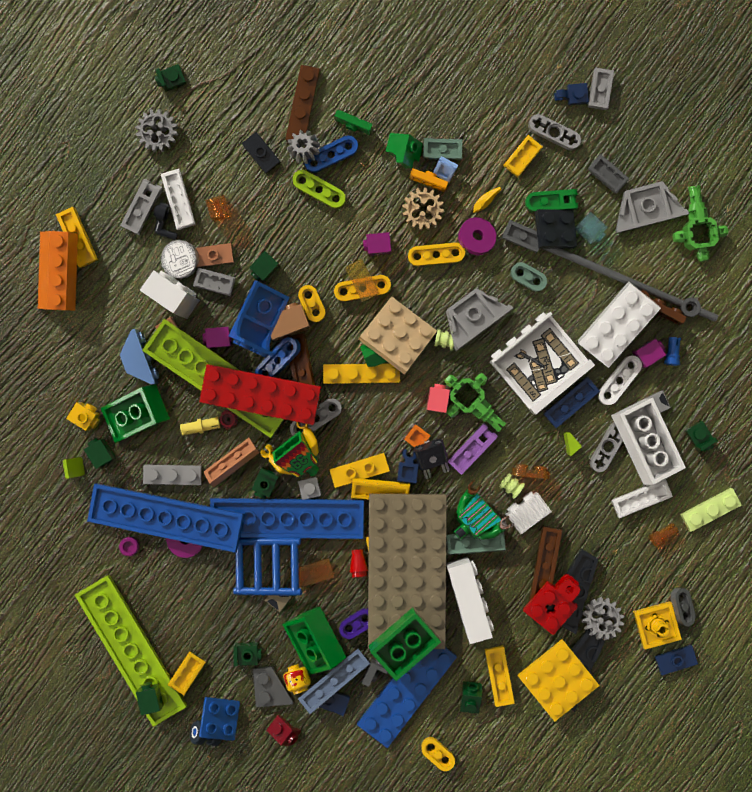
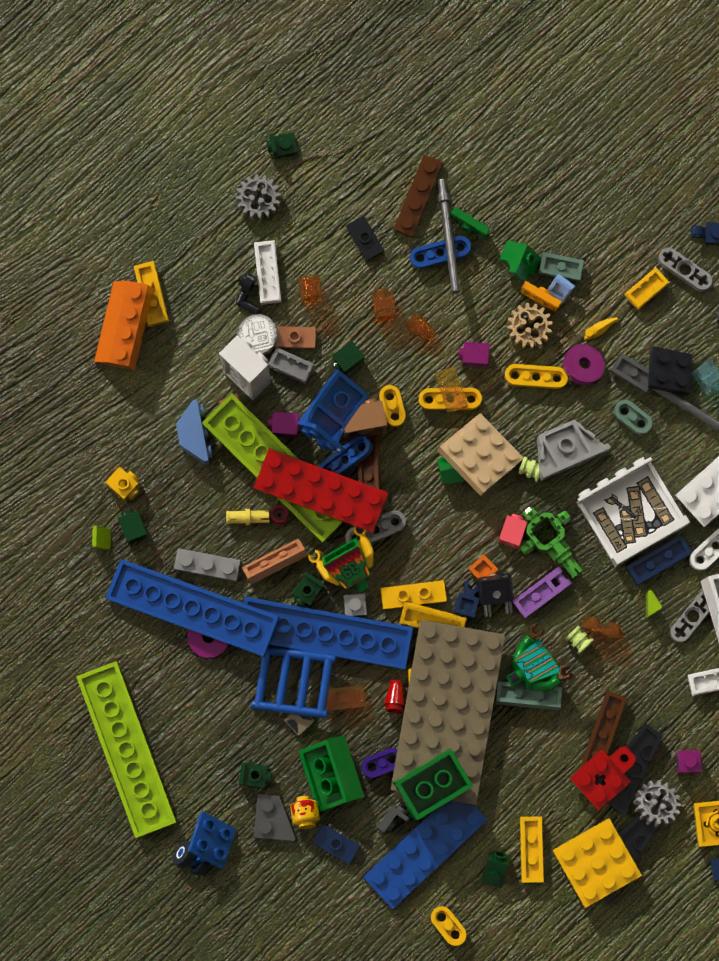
camera: 10 degrees right, 10 degrees down
(129, 546) = (145, 635): magenta tile -> none
(135, 413) = (179, 490): green slope -> none
(141, 207) = (226, 274): light grey plate -> none
(149, 698) = (139, 801): dark green brick -> none
(186, 673) = (183, 785): yellow plate -> none
(283, 731) = (279, 870): dark red bracket -> none
(288, 212) = (383, 305): none -> clear orange brick
(298, 152) = (419, 242): light grey gear -> none
(312, 183) = (414, 280): lime plate -> none
(325, 226) = (418, 325): none -> clear orange cone
(326, 105) = (444, 201): none -> flat silver bar
(333, 681) = (346, 821): sand blue plate -> none
(360, 373) = (432, 490): yellow plate -> none
(470, 604) = (511, 754): white brick -> none
(528, 512) = (592, 671): white brick -> none
(552, 200) = (671, 340): green plate -> none
(624, 577) = (688, 762): none -> magenta brick

